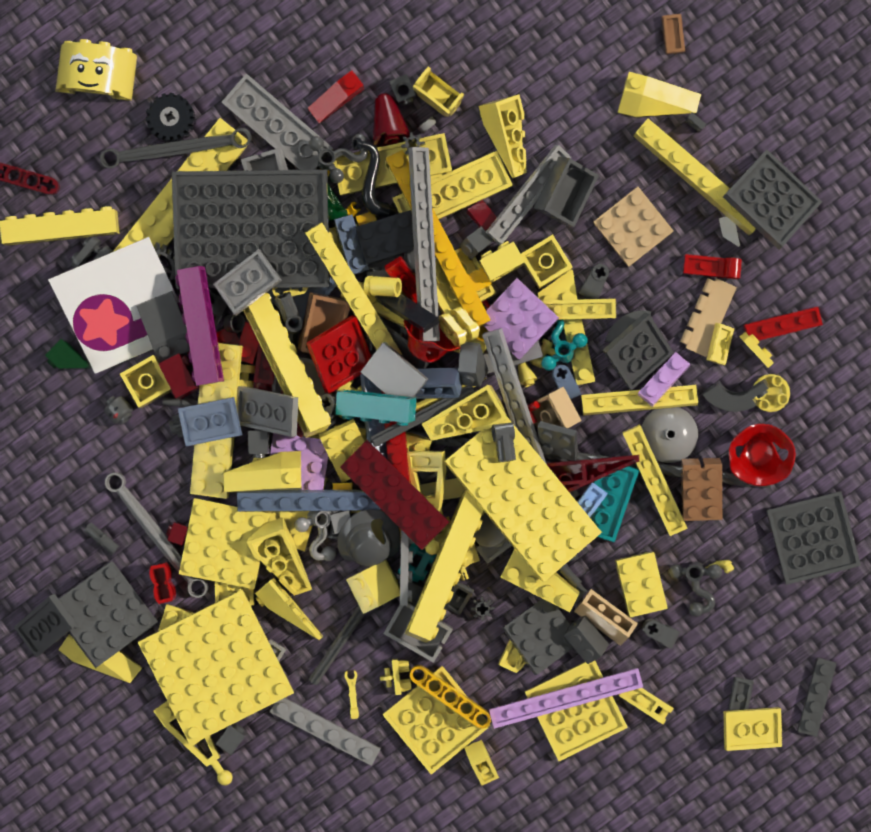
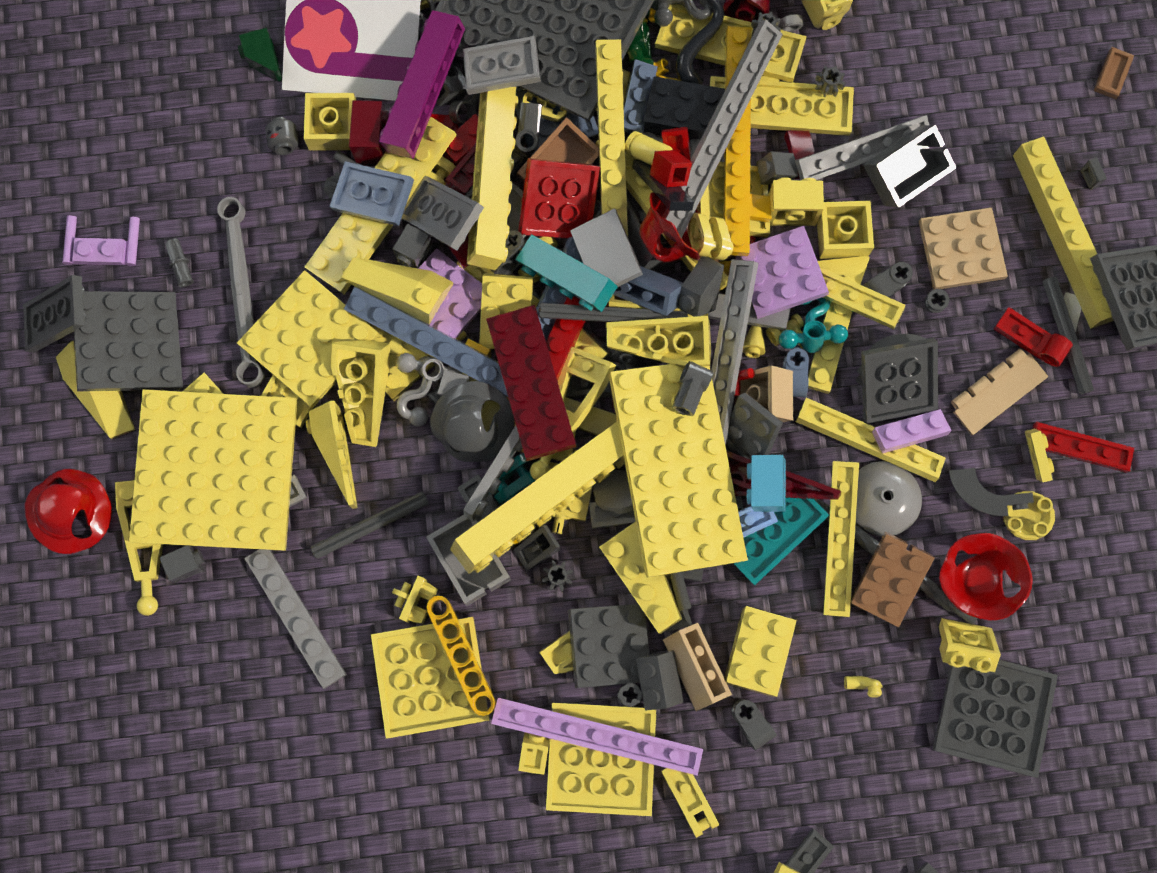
camera: 25 degrees right, 10 degrees down
(42, 560) = (100, 250): none -> lavender plate
(128, 752) = (53, 508): none -> red piece
(161, 577) = (211, 349): red brick -> none
(164, 326) = (384, 68): dark grey slope -> none
(177, 533) = (262, 299): dark red plate -> none
(352, 694) = (357, 579): light yellow piece -> none
(374, 586) = (447, 479): light yellow slope -> none
(407, 297) = (670, 168): none -> red brick
(478, 152) = (834, 81): none -> dark grey gear
(481, 762) = (453, 759): light yellow slope -> none
(504, 125) = (876, 64): light yellow wedge -> none
(531, 731) = (534, 754): none -> light yellow bracket
(577, 661) = (622, 699): none -> dark grey bush
(587, 475) = (767, 483): none -> medium azure brick
(635, 281) = (935, 308): none -> dark grey bush
(654, 97) = (1058, 119): light yellow wedge -> none
(713, 571) = (854, 684): dark grey piece -> none
(720, 344) = (997, 428): light yellow plate -> none
(733, 248) = (1066, 329): none -> dark grey axle
(773, 505) = (968, 646): none -> light yellow plate

